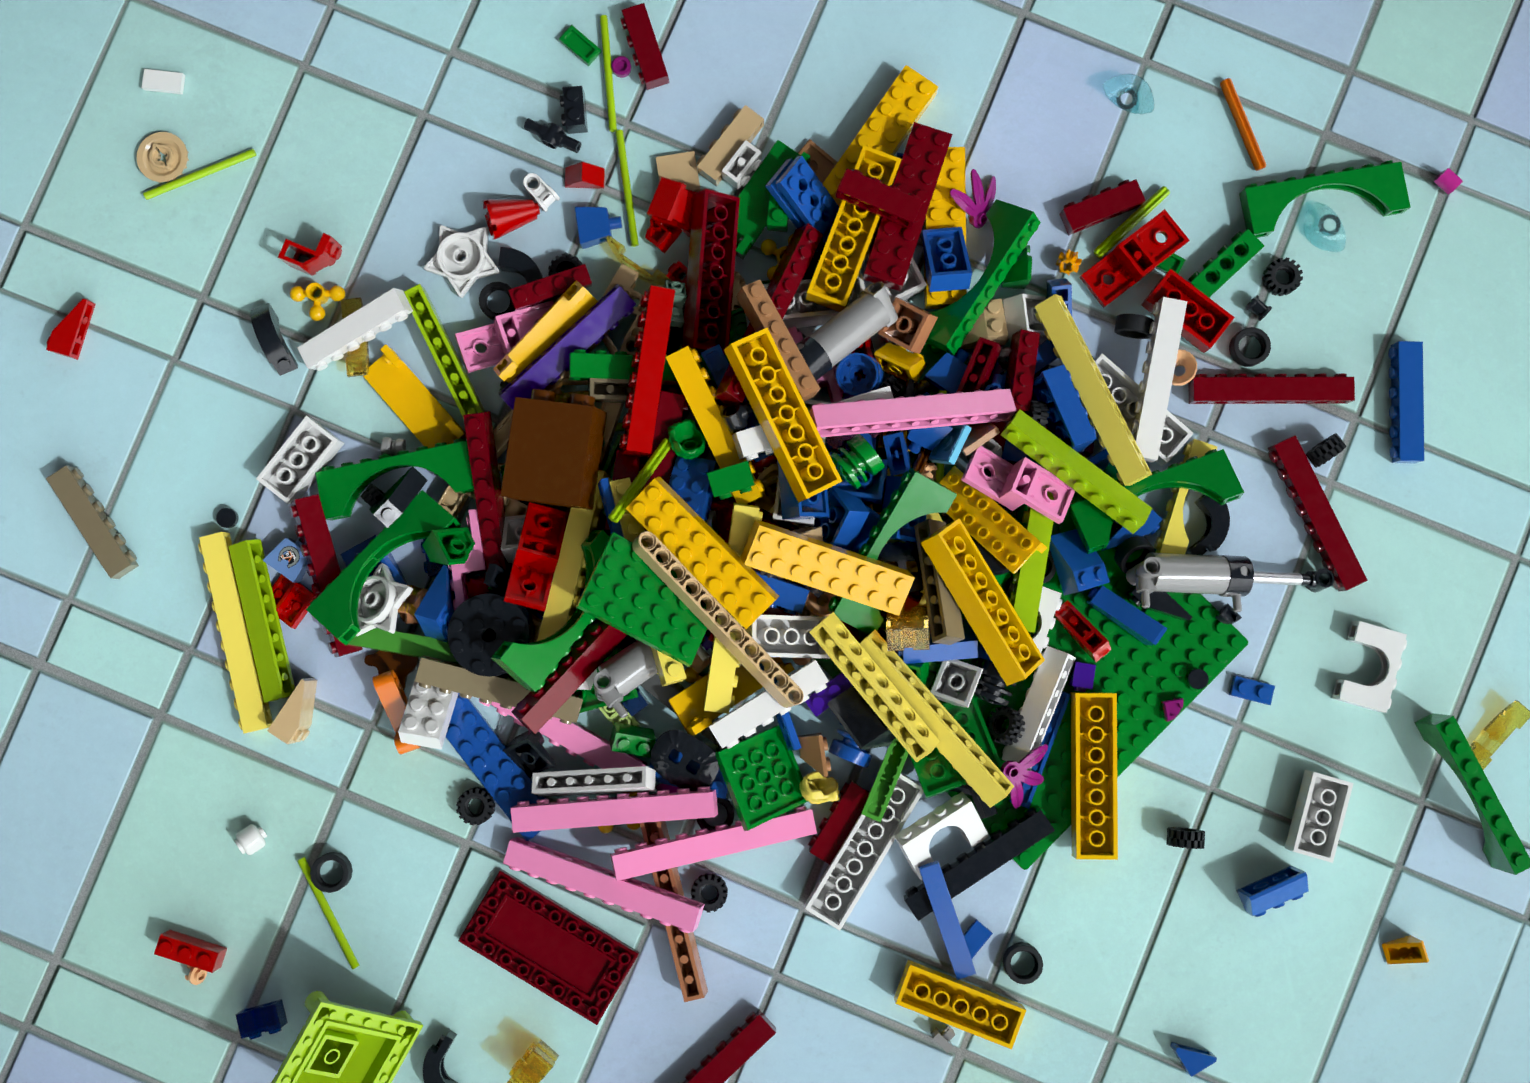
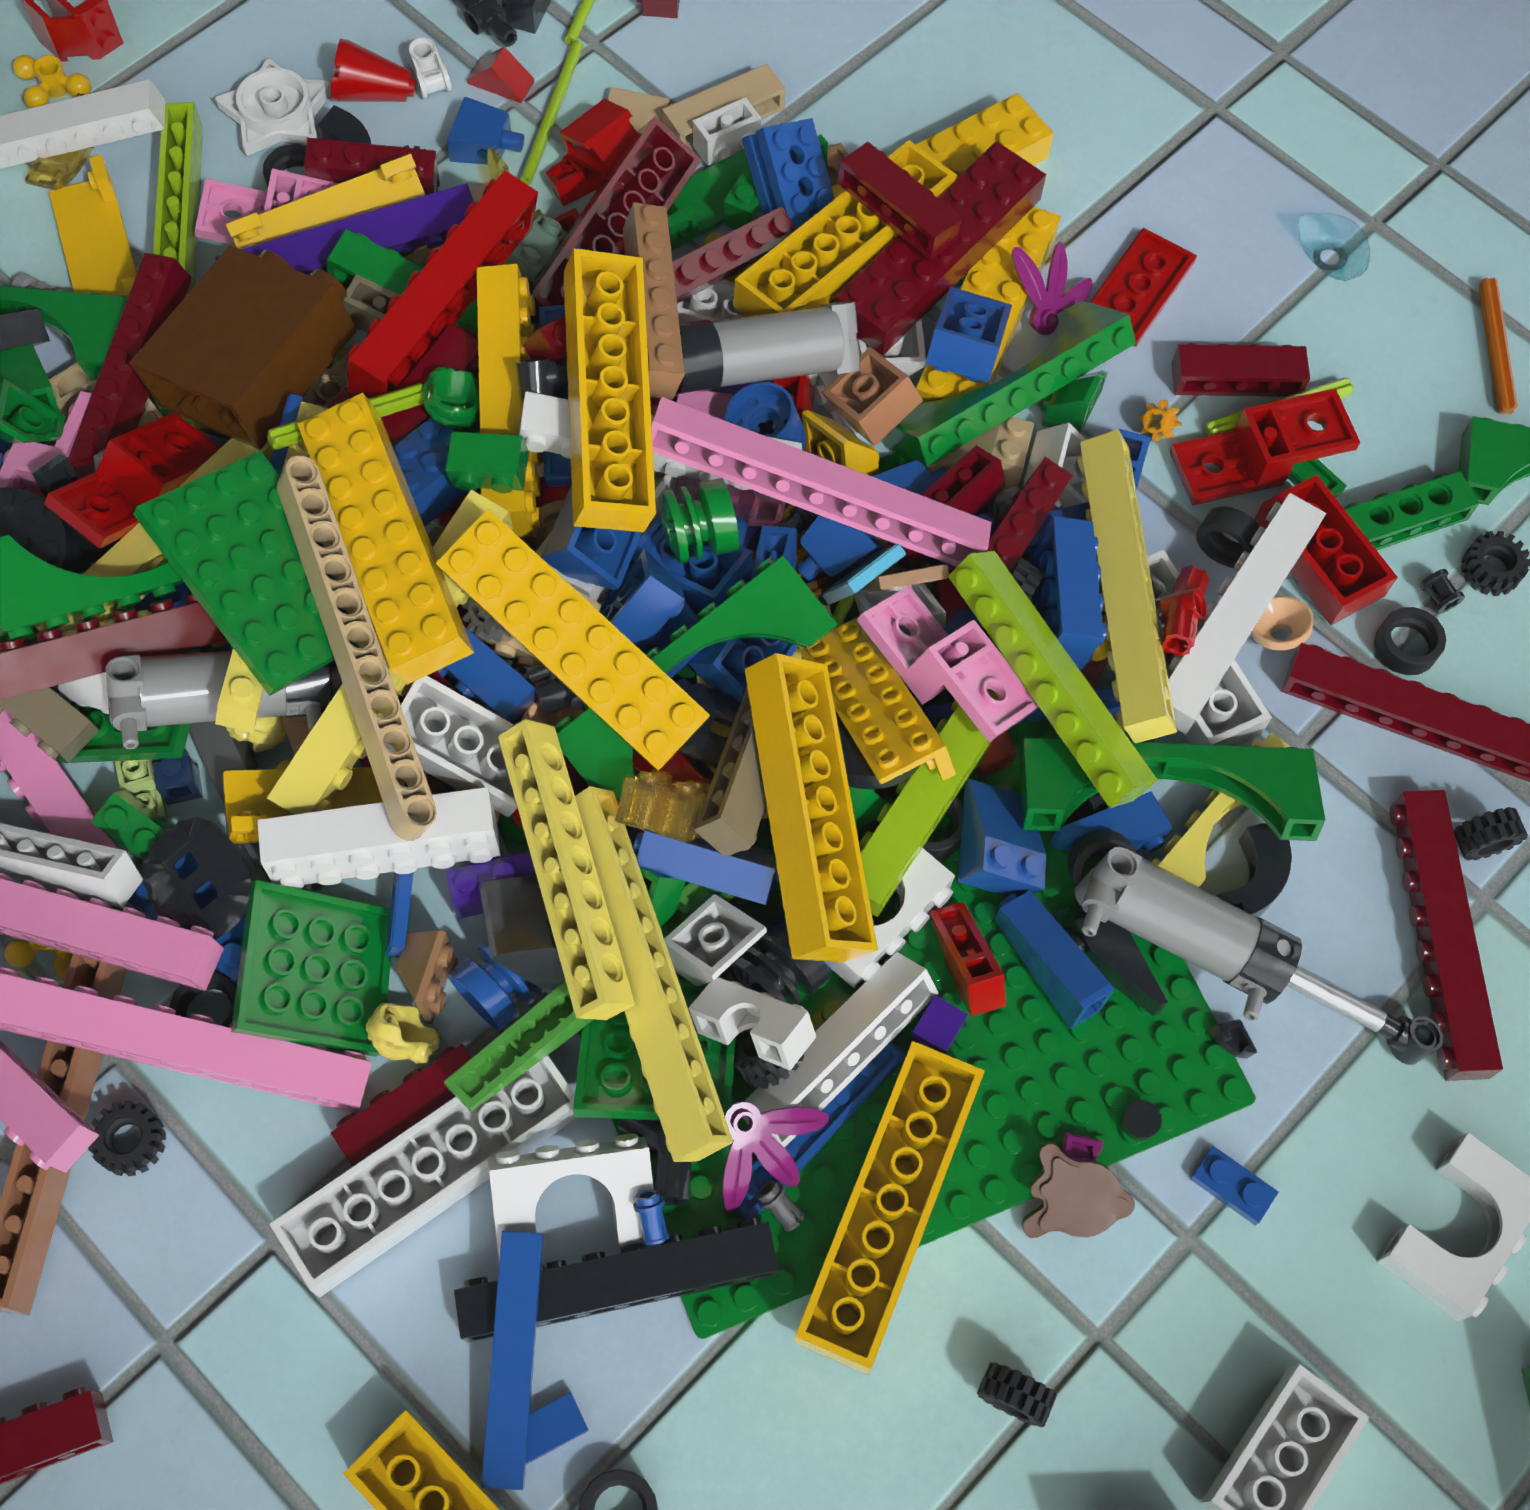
camera: 15 degrees right, 20 degrees down
(979, 715) = (778, 1028): none -> white arch
(982, 827) = (651, 1215): none -> blue pin
(1024, 168) = (1145, 280): none -> red tile
(1036, 795) = (773, 1197): none -> dark grey pin
(1129, 394) = (1183, 610): none -> red piece
(1178, 730) = (1076, 1195): none -> tile

